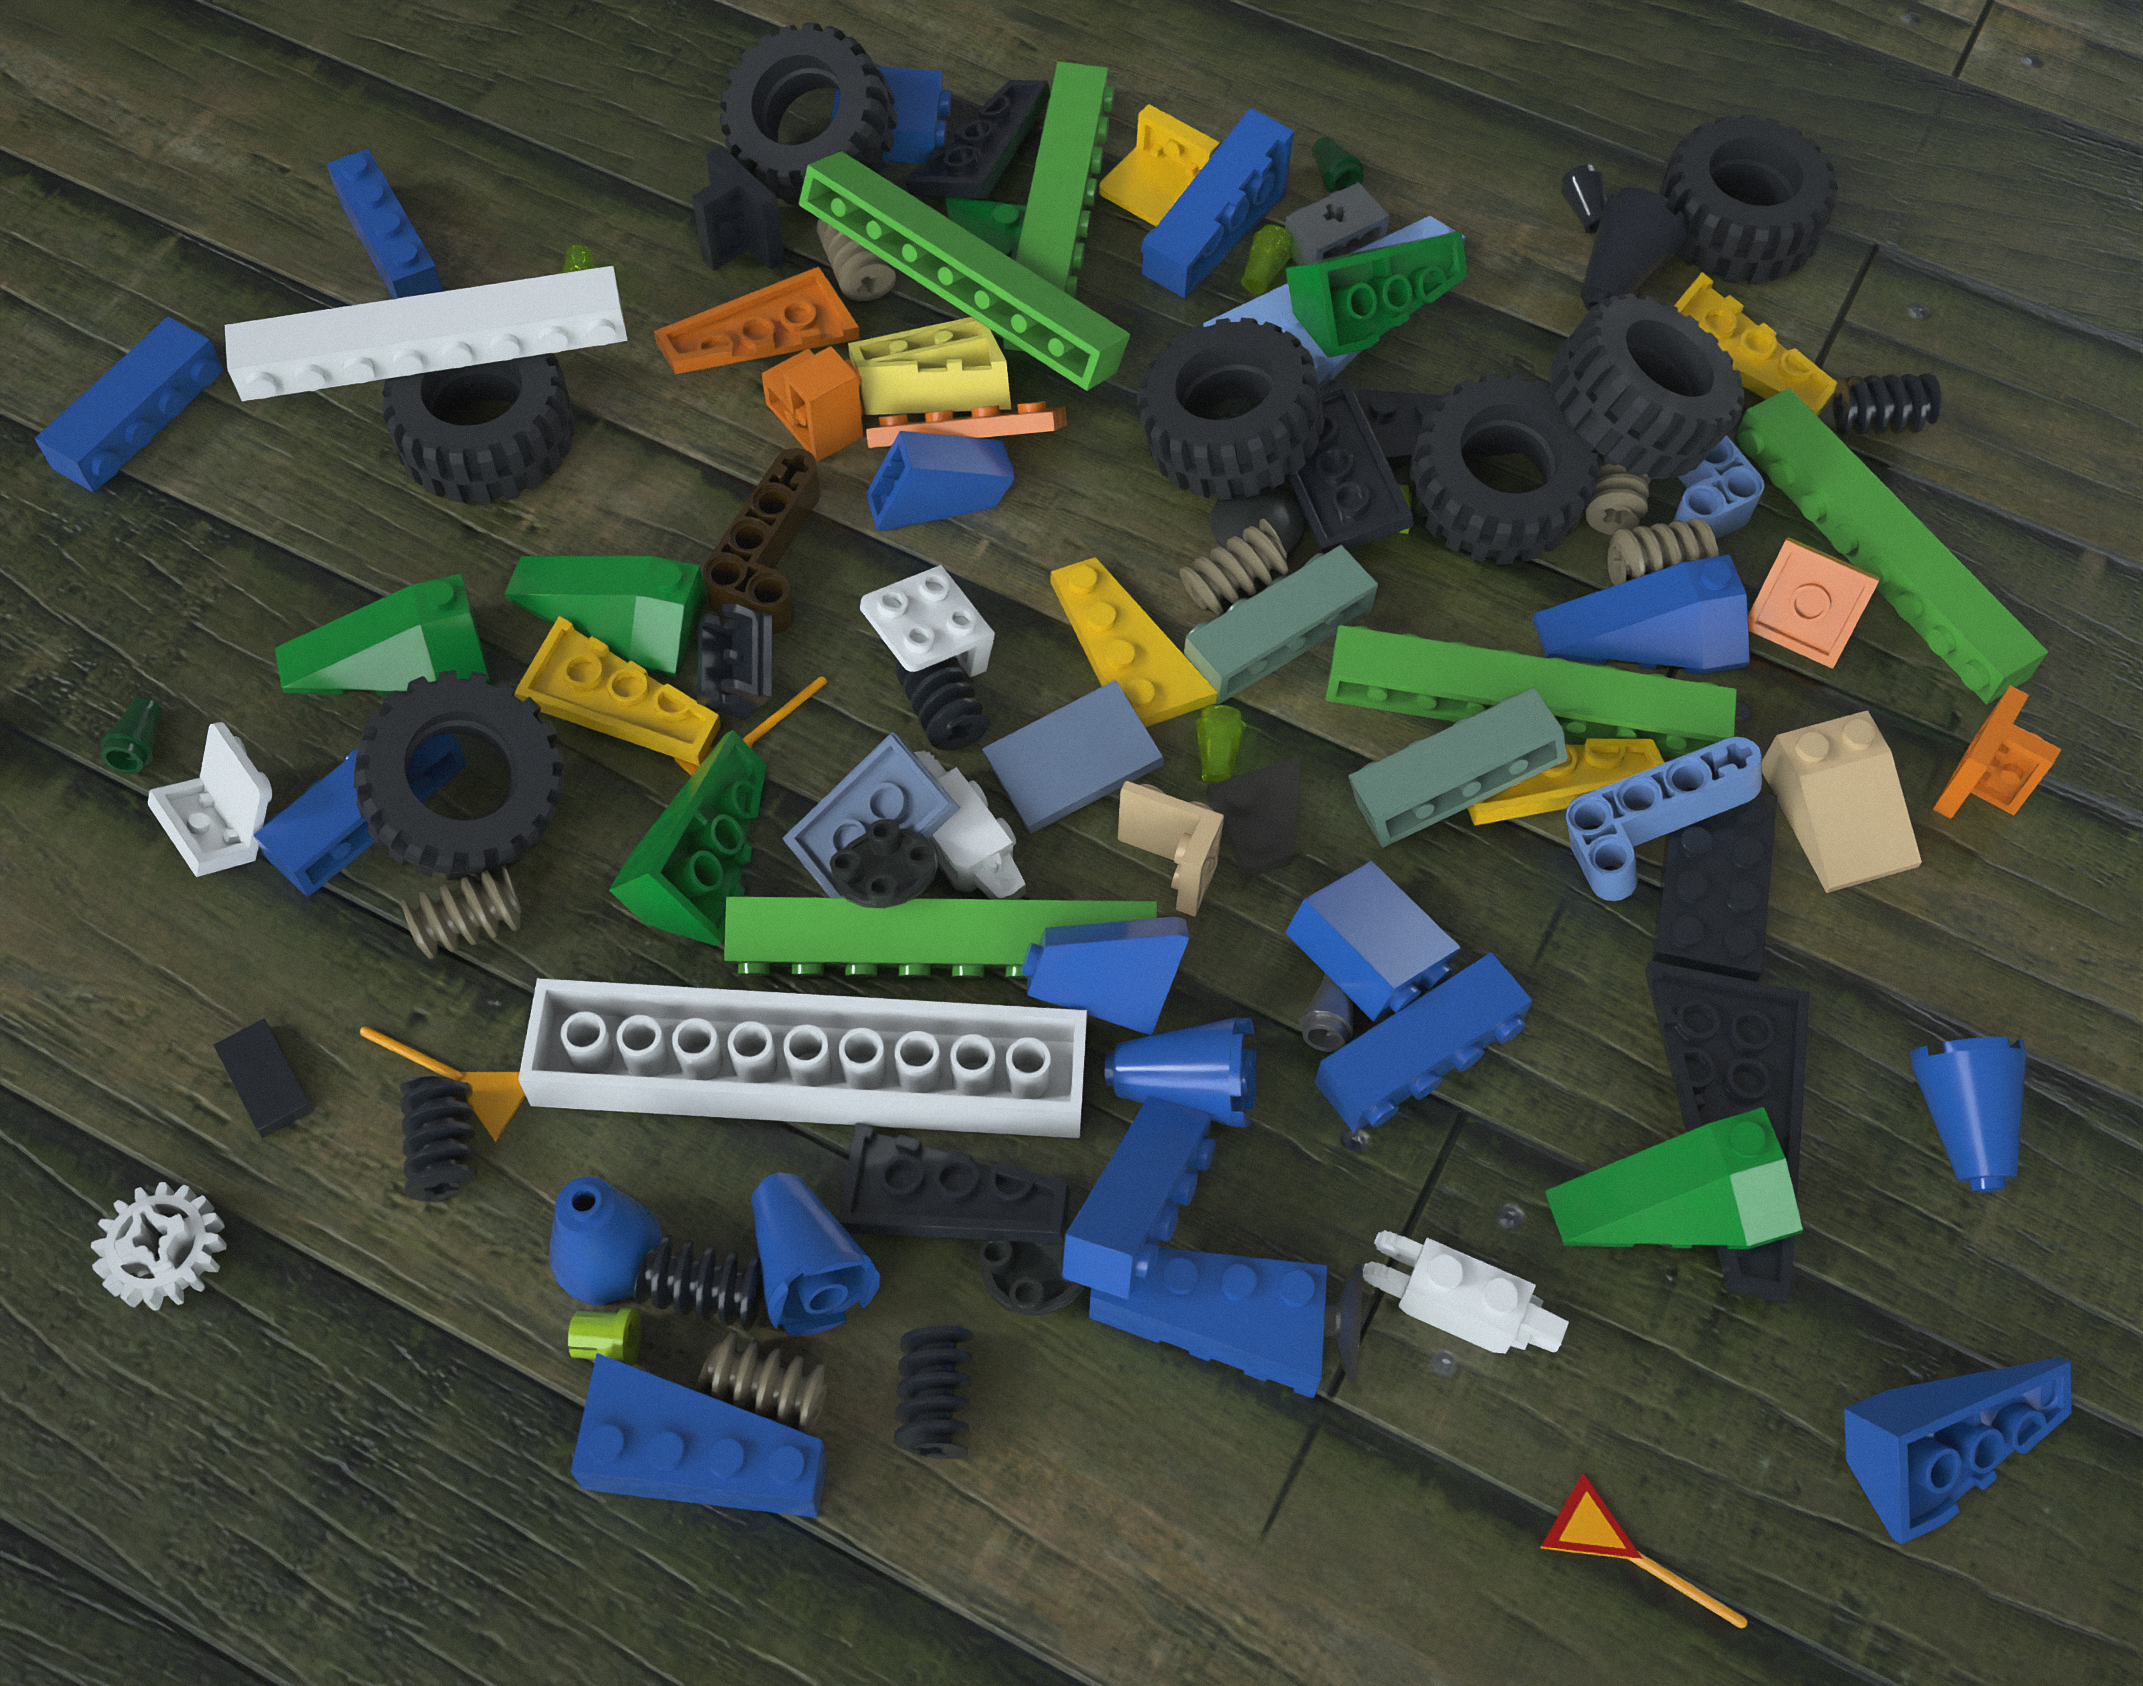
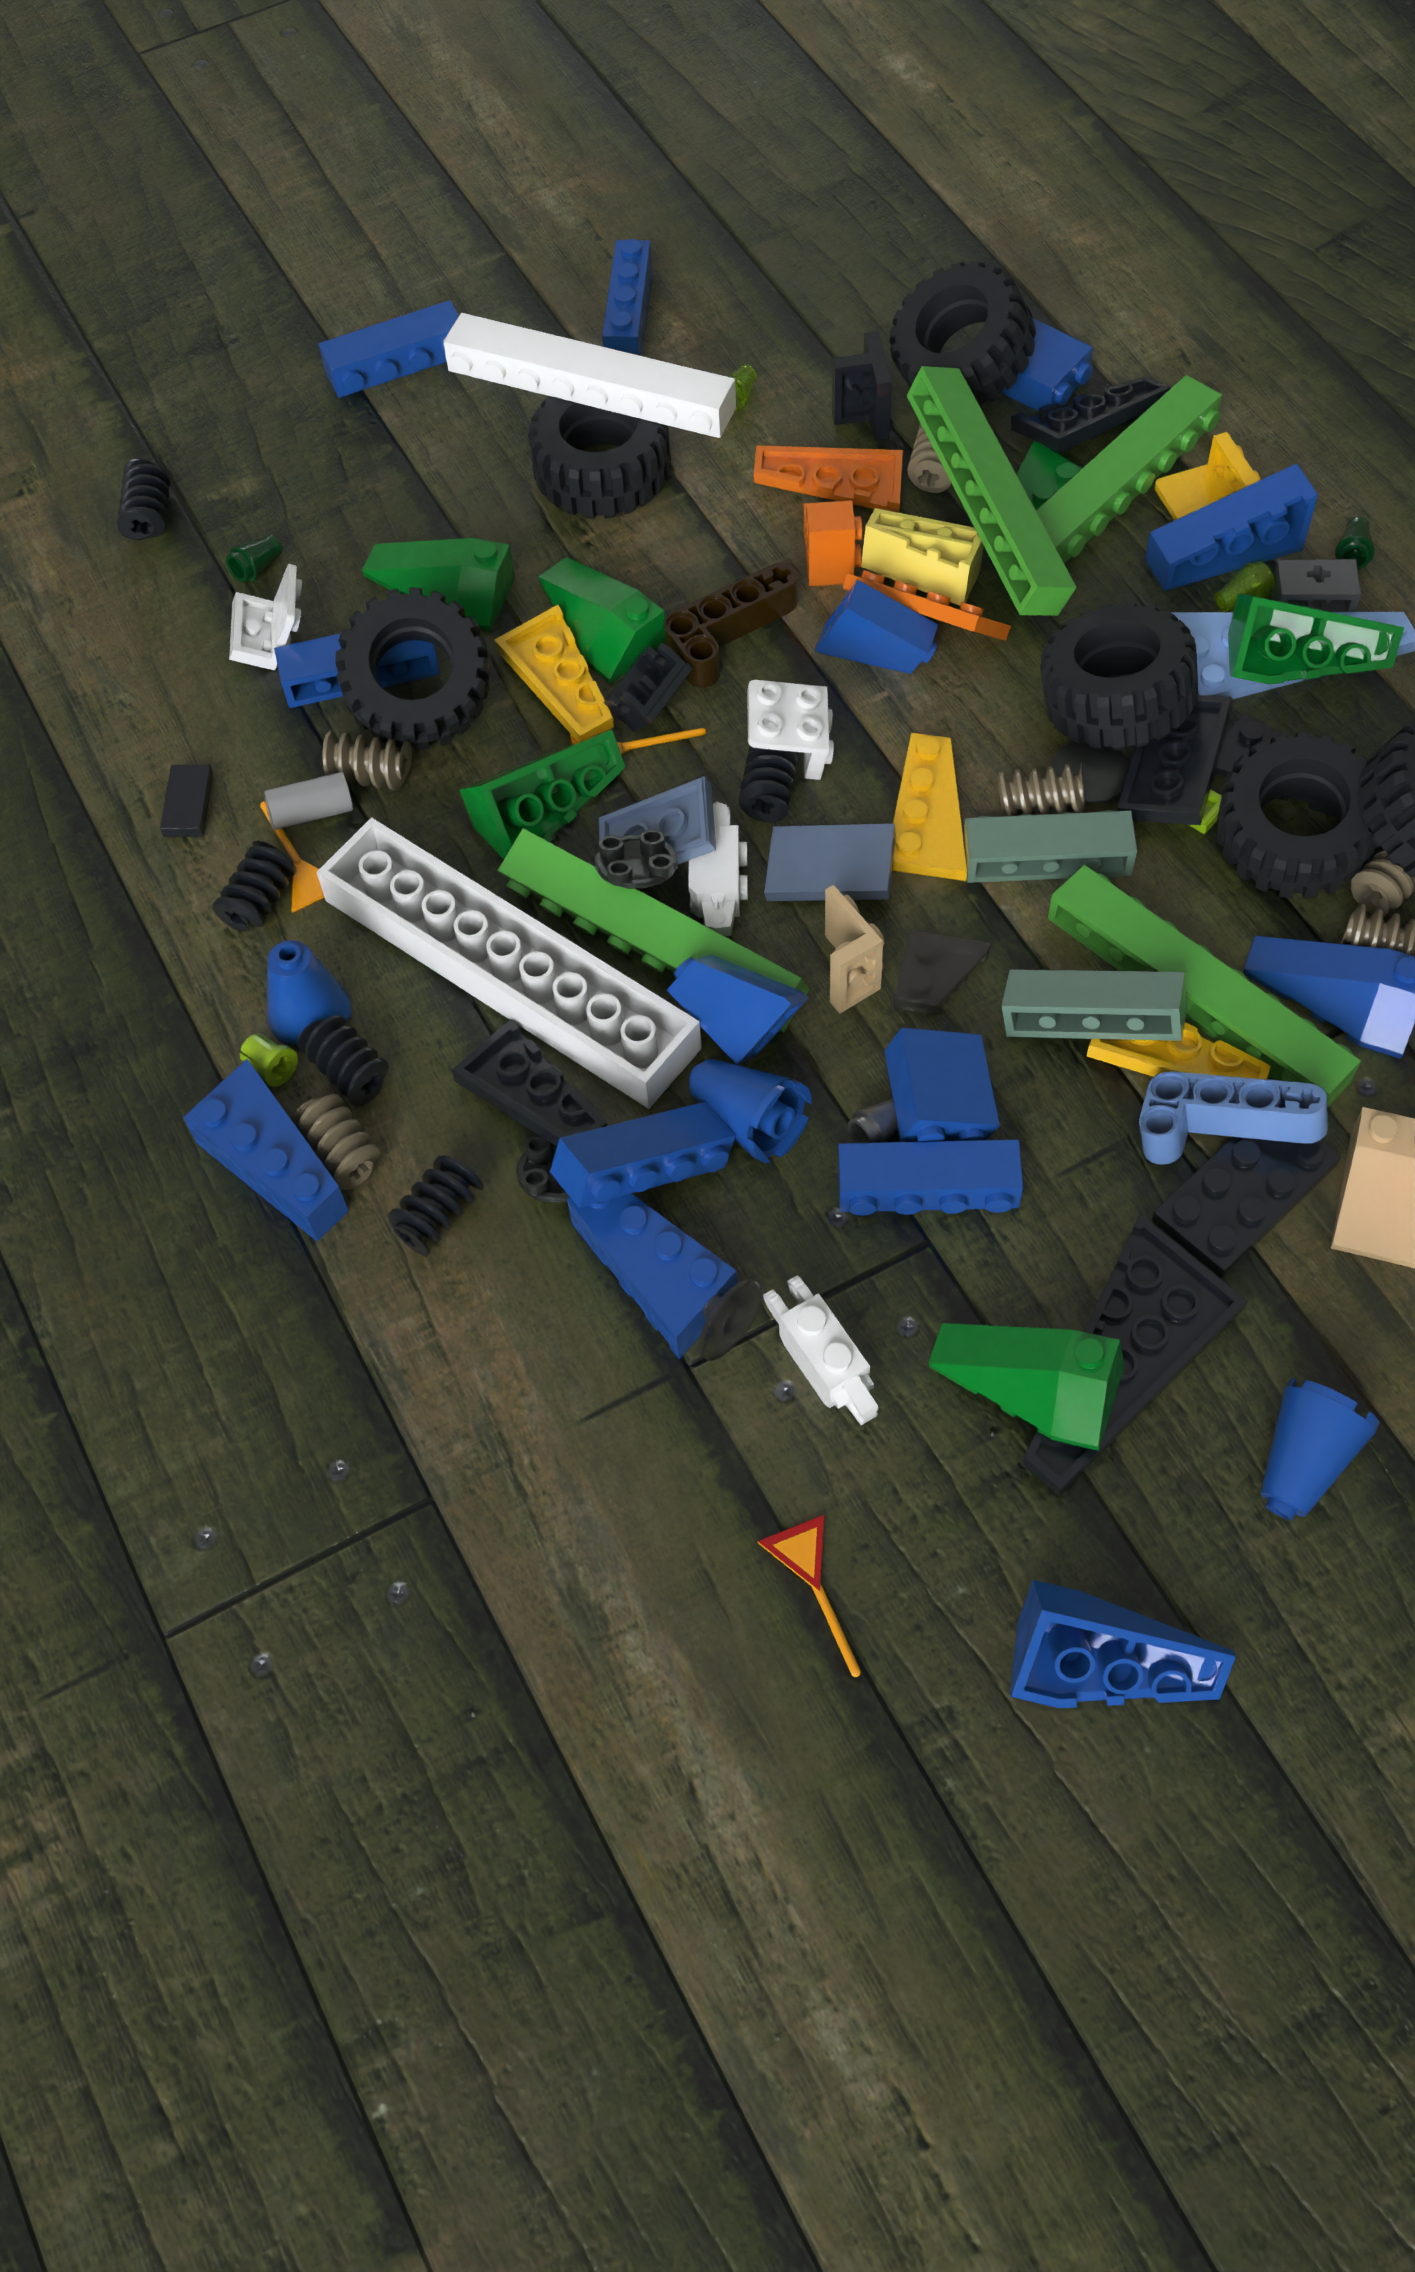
camera: 40 degrees right, 0 degrees up
(135, 1241) = (60, 864): white gear -> none
(427, 999) = (308, 800): none -> light grey brick
(807, 1258) = (414, 1081): blue cone -> none
(1219, 740) = (943, 902): clear neon green cone -> none

